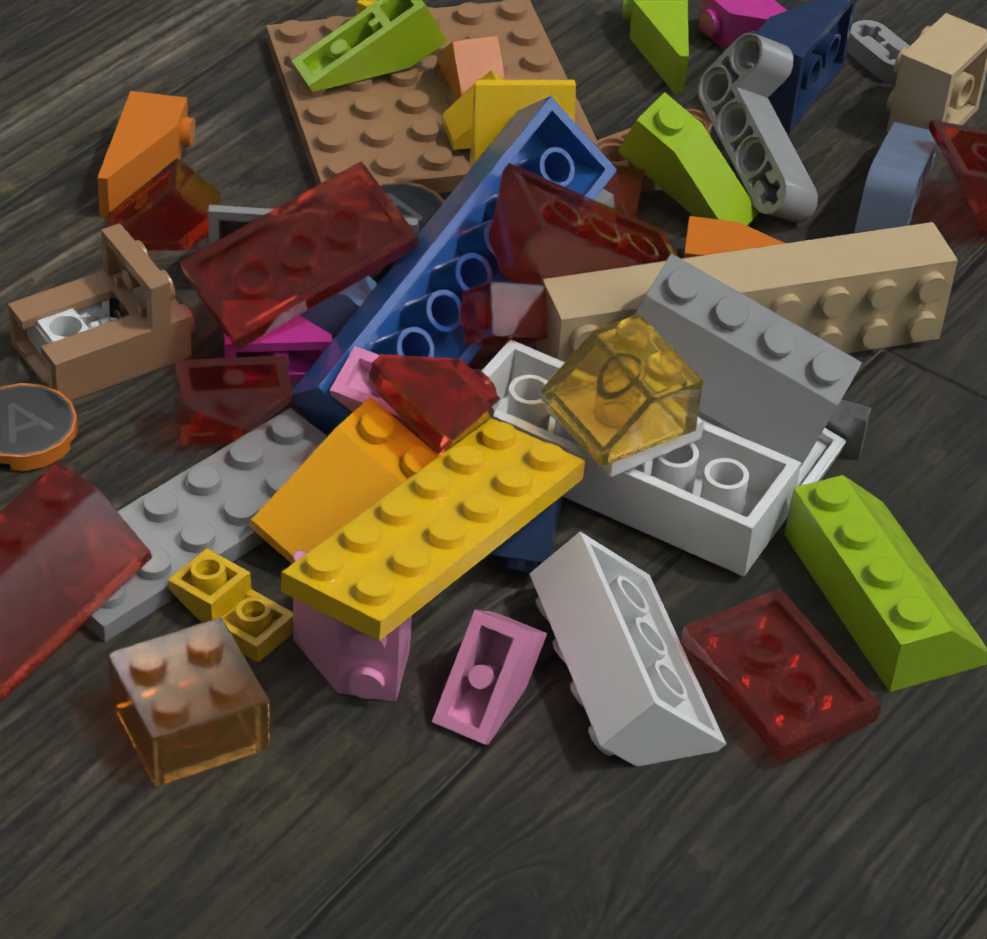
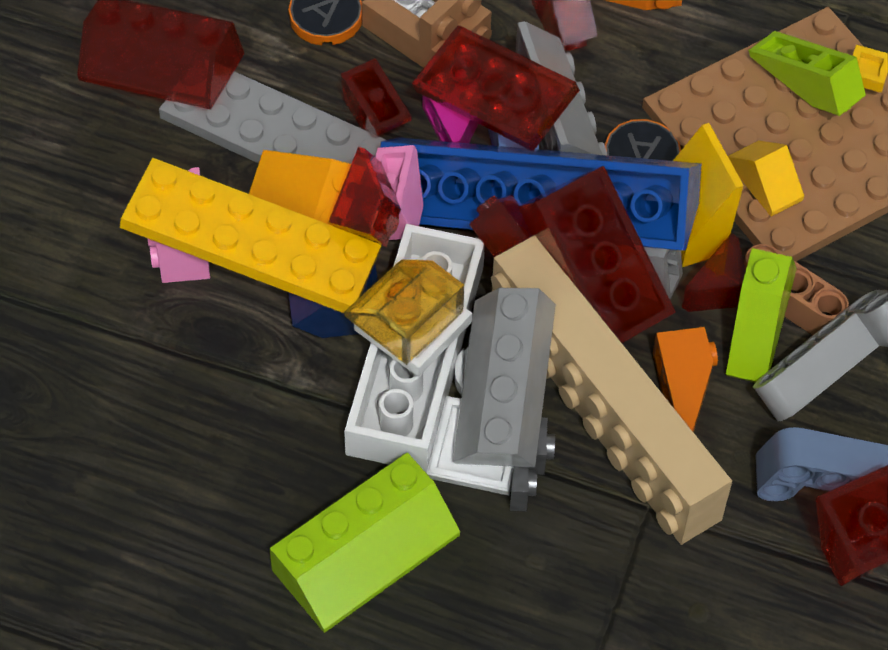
camera: 75 degrees right, 15 degrees up
(189, 701) = (100, 166): clear orange brick -> none
(220, 588) = (210, 152): yellow slope -> none
(469, 61) = (818, 143): orange slope -> none
(488, 675) = (187, 320): bright pink slope -> none
(623, 656) = (231, 395): white slope -> none
(781, 674) = (249, 492): clear red plate -> none

